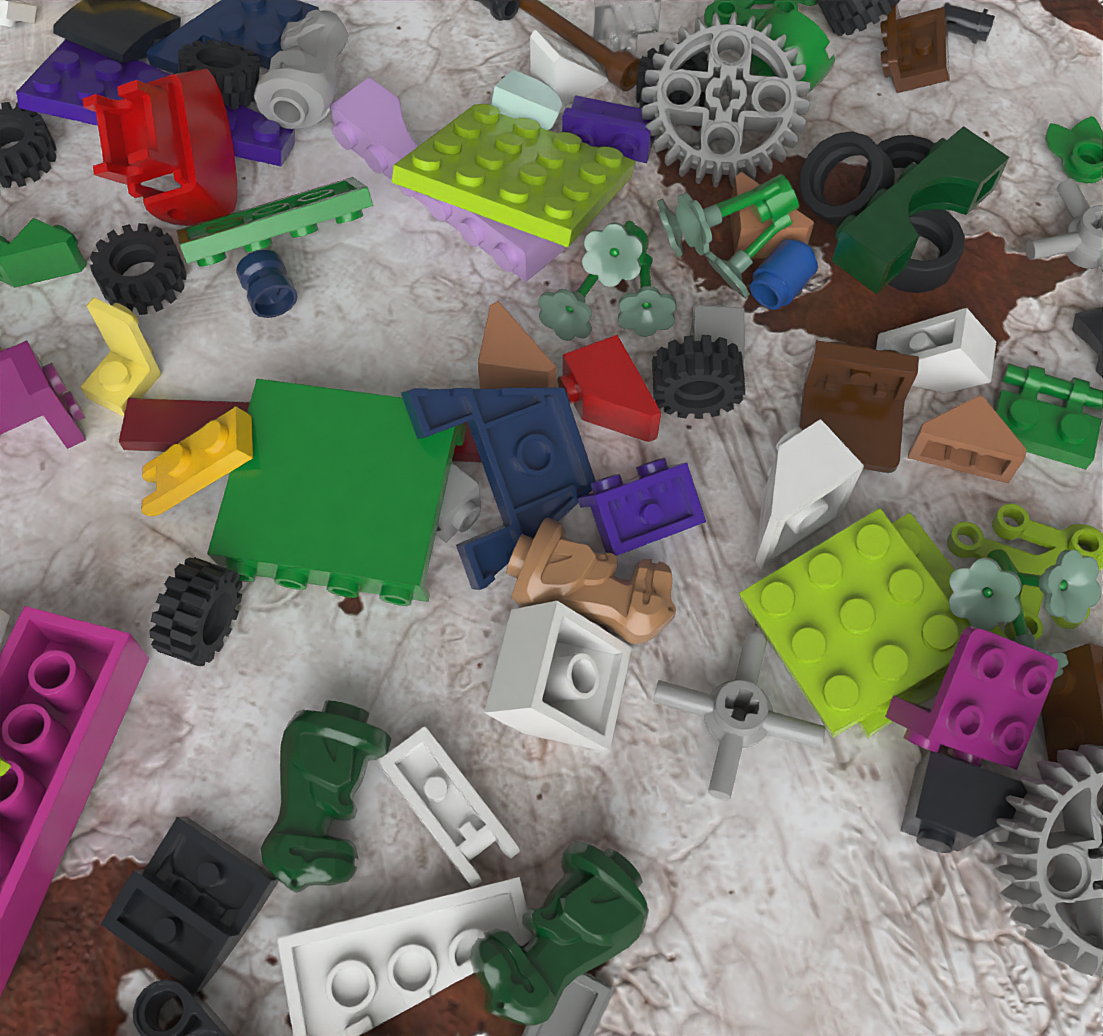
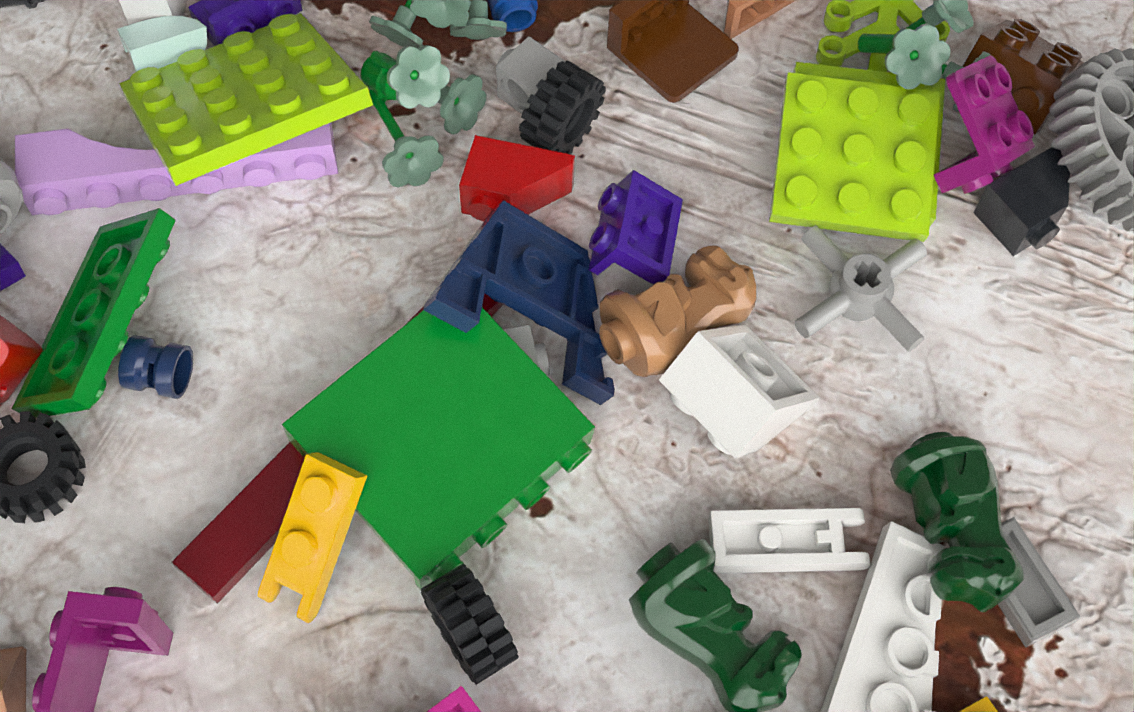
camera: 55 degrees left, 0 degrees up
(128, 367) = (128, 537): light yellow bracket -> none
(510, 355) = (416, 227): nougat slope -> none
(804, 489) = (721, 115): white slope -> none

